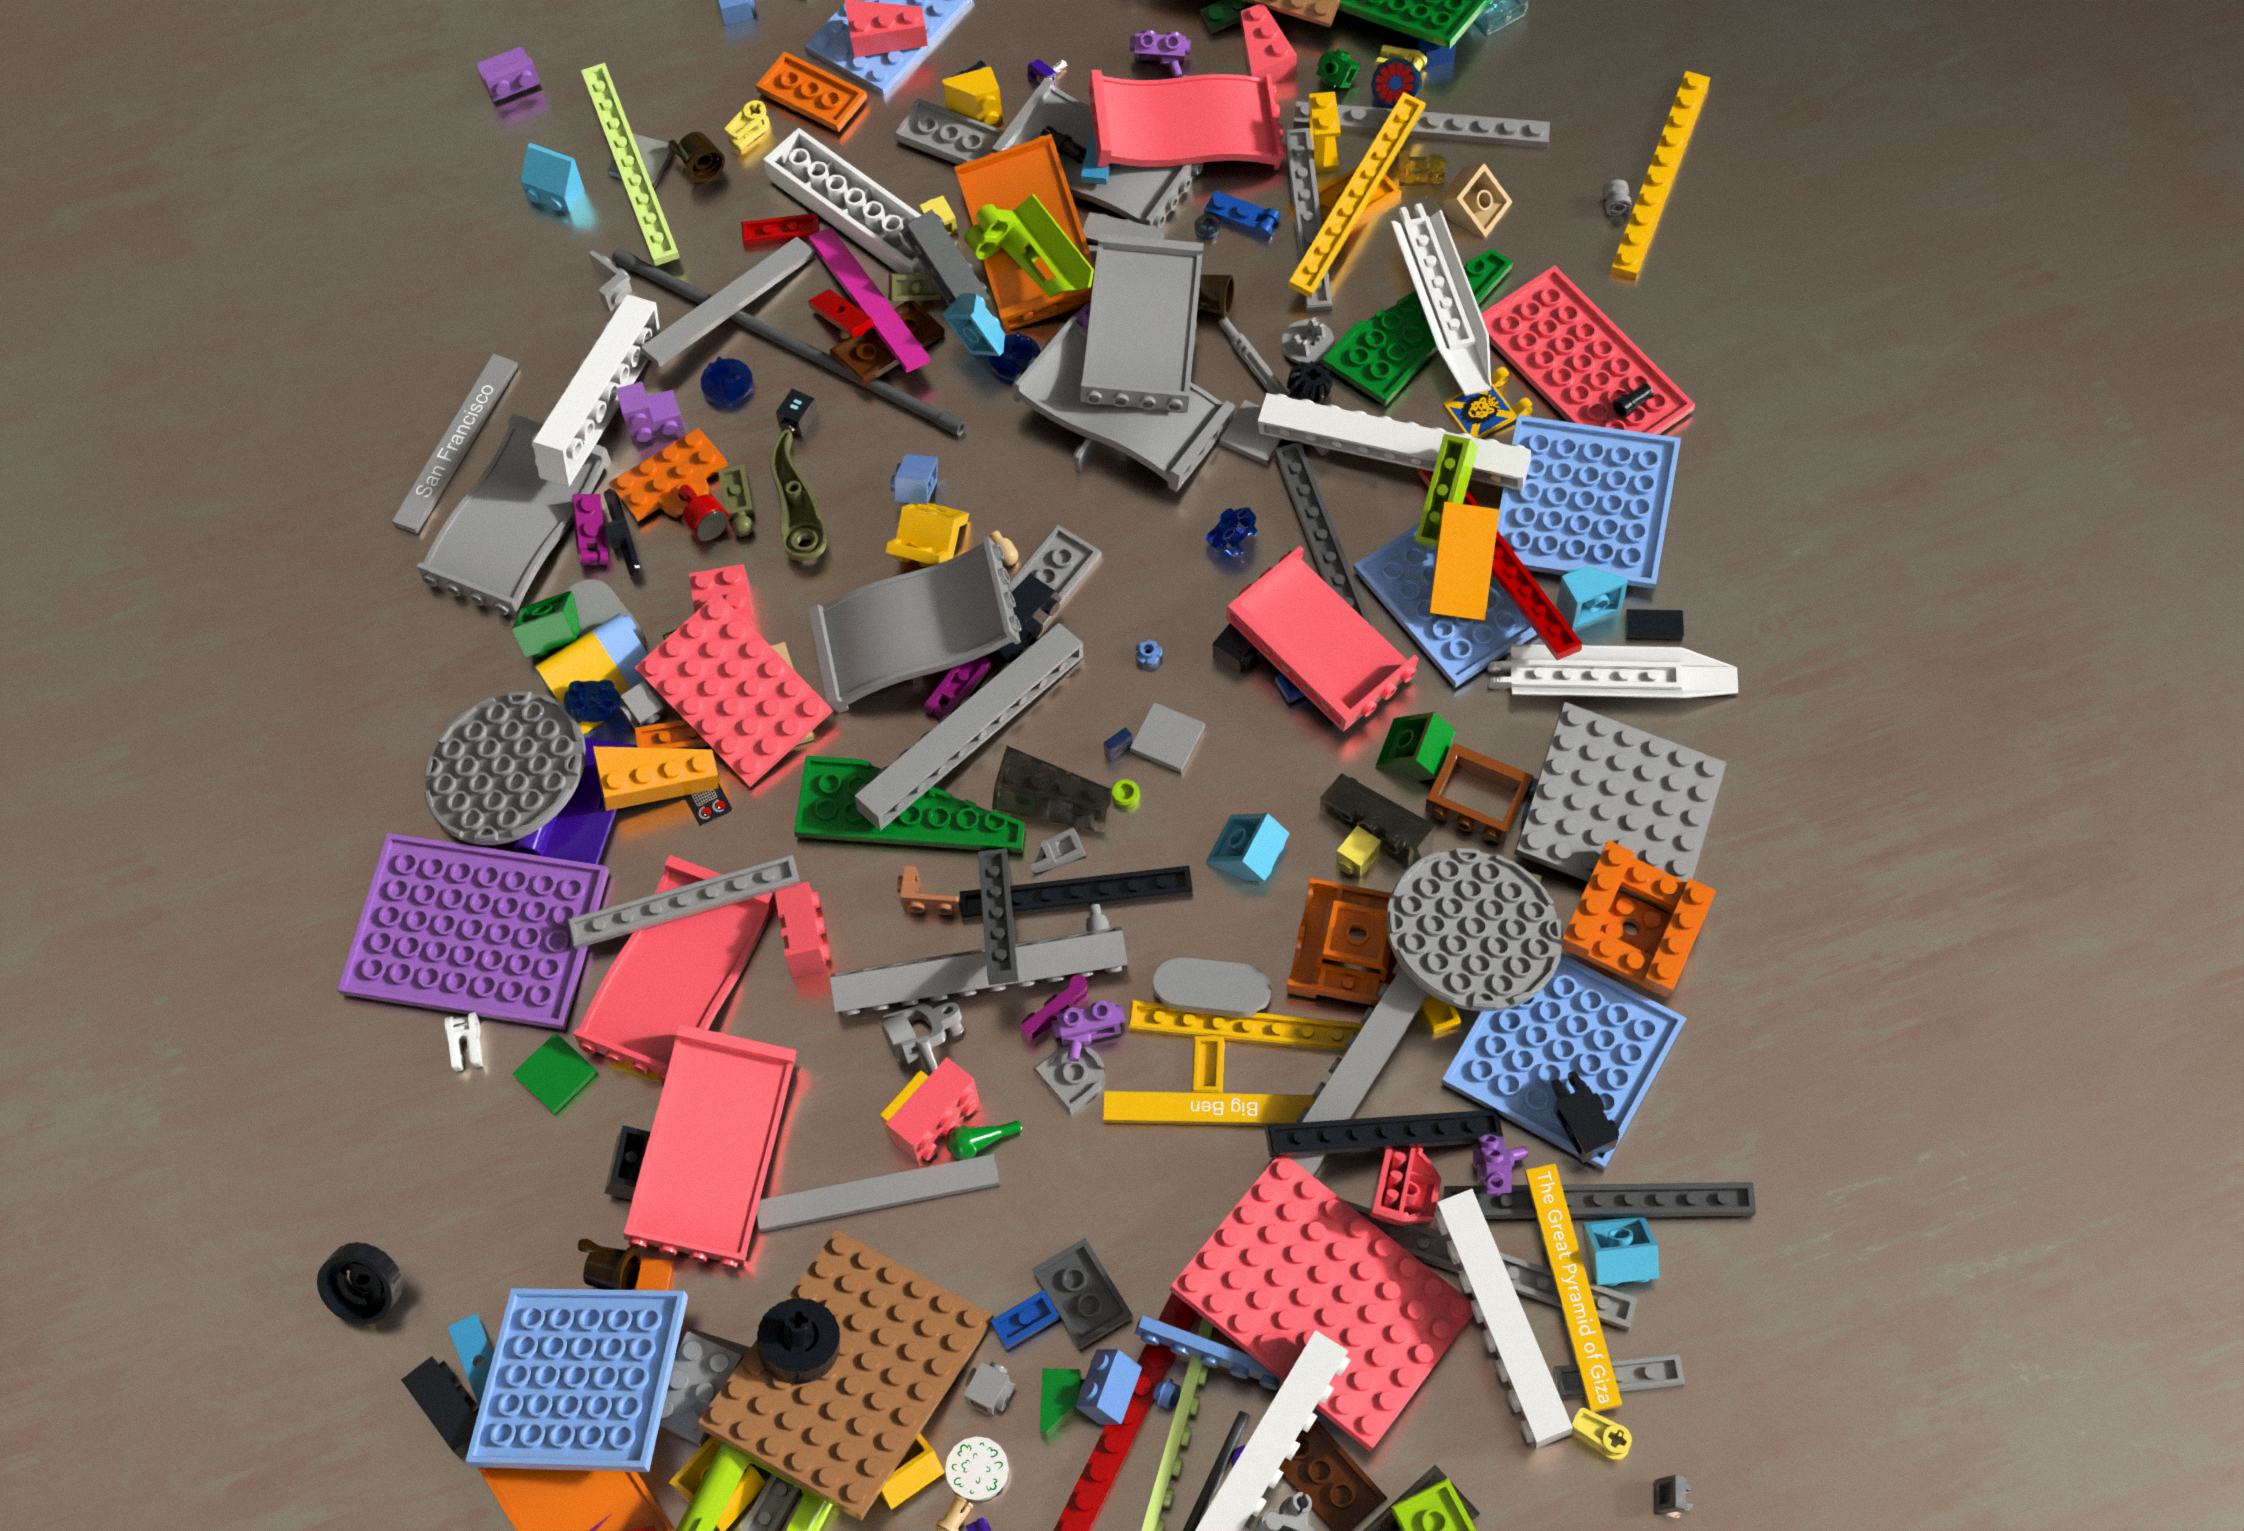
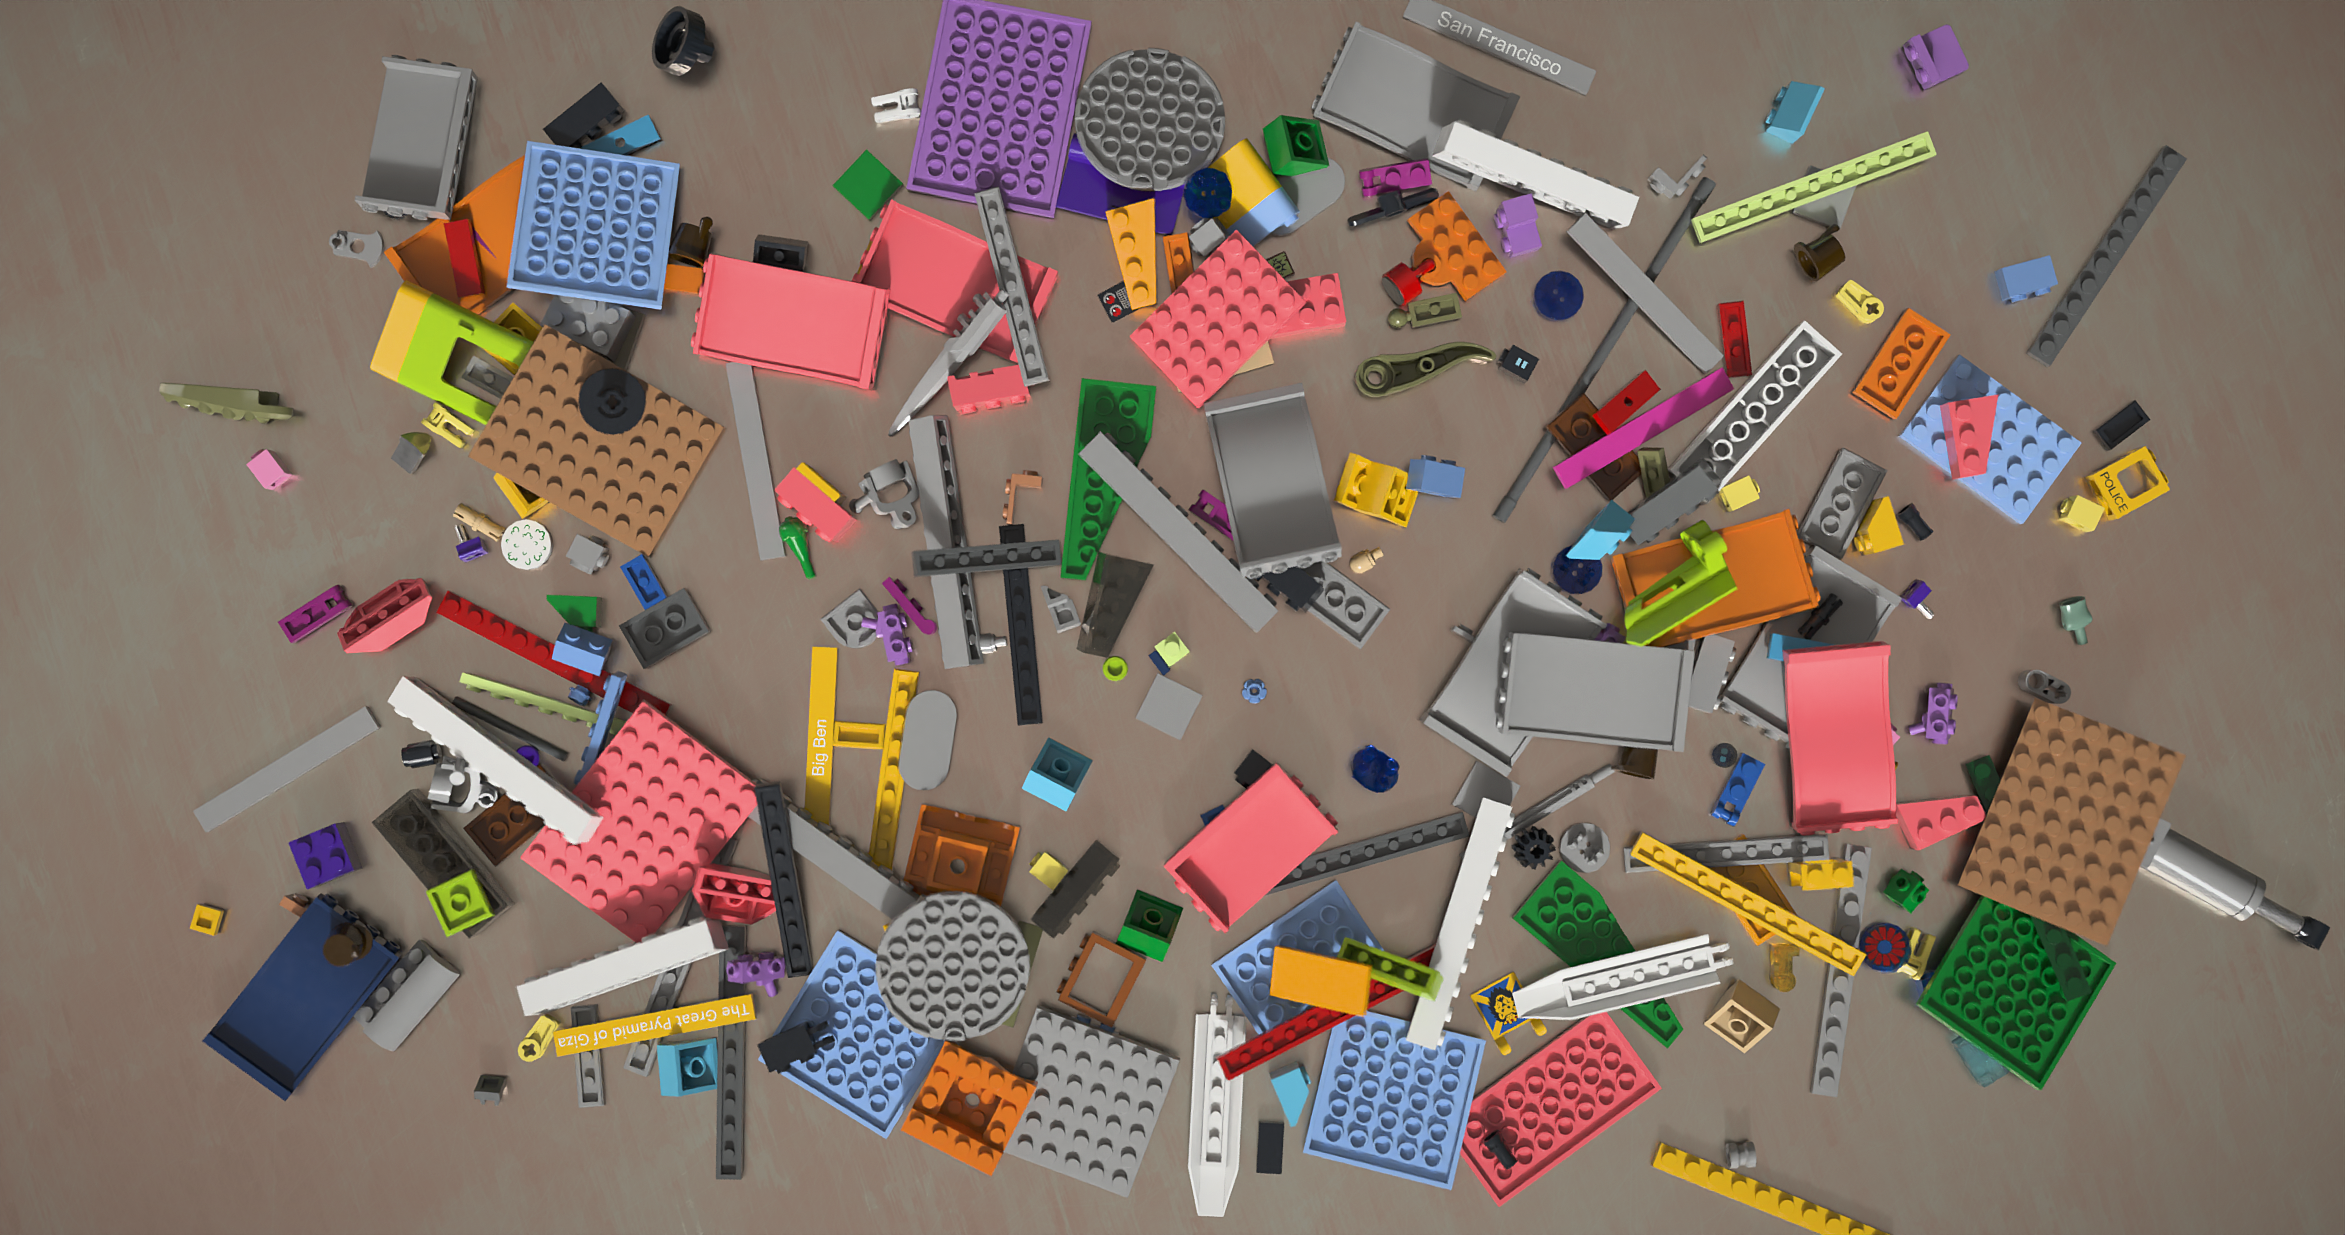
camera: 85 degrees right, 25 degrees up
(756, 957) = (954, 353): none -> light grey piece
(1100, 728) = (1172, 649): none -> yellowish green brick

